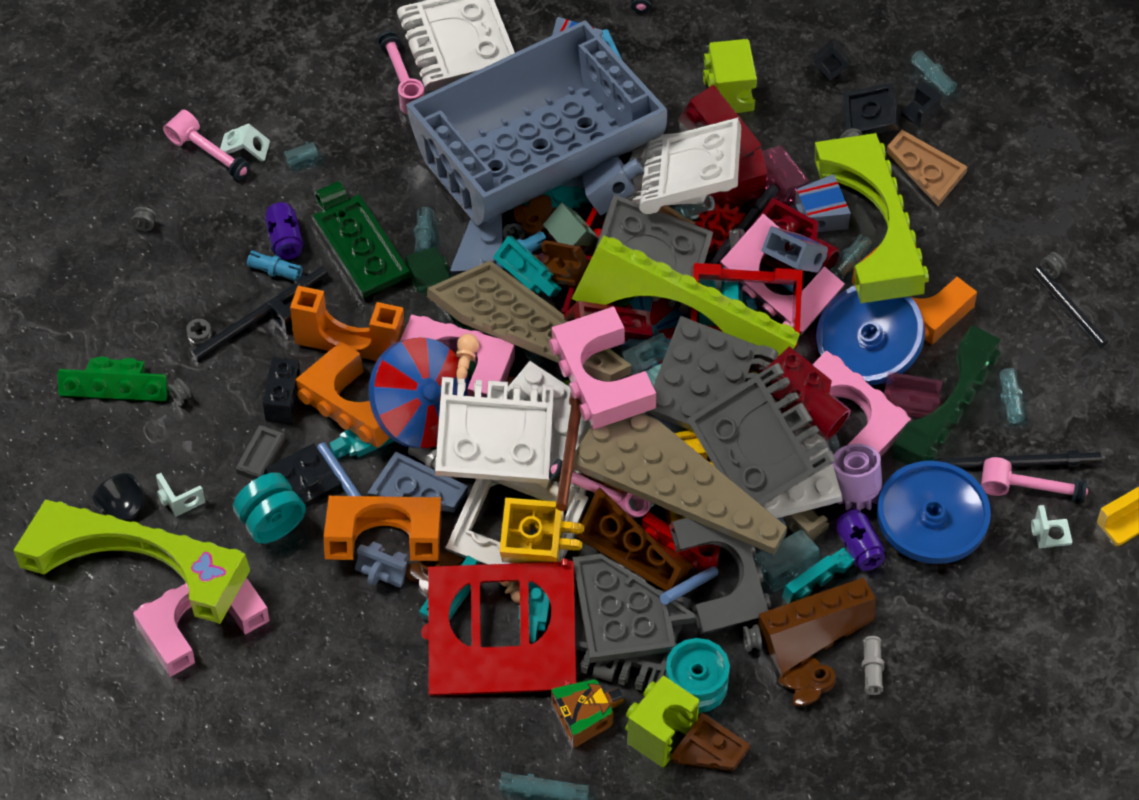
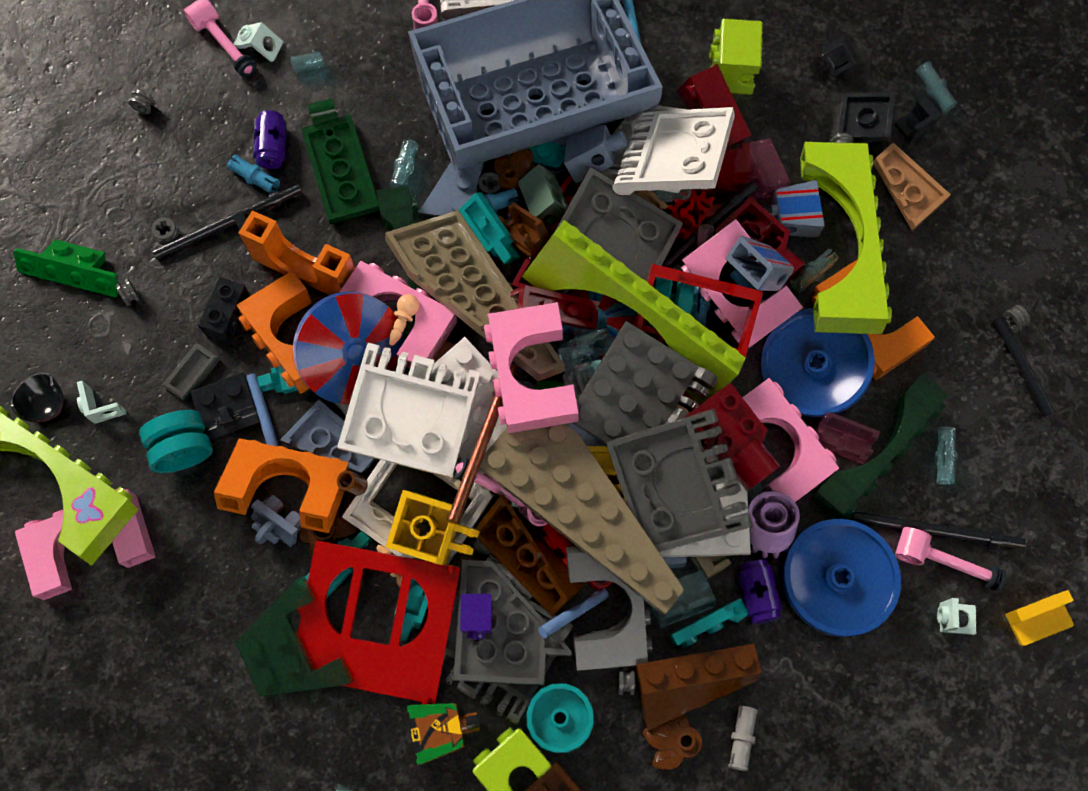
camera: 10 degrees right, 15 degrees up
(414, 676) = (276, 653): none -> clear green wing
(450, 511) = (352, 483): none -> reddish brown hinge
(599, 594) = (476, 615): none -> dark purple brick

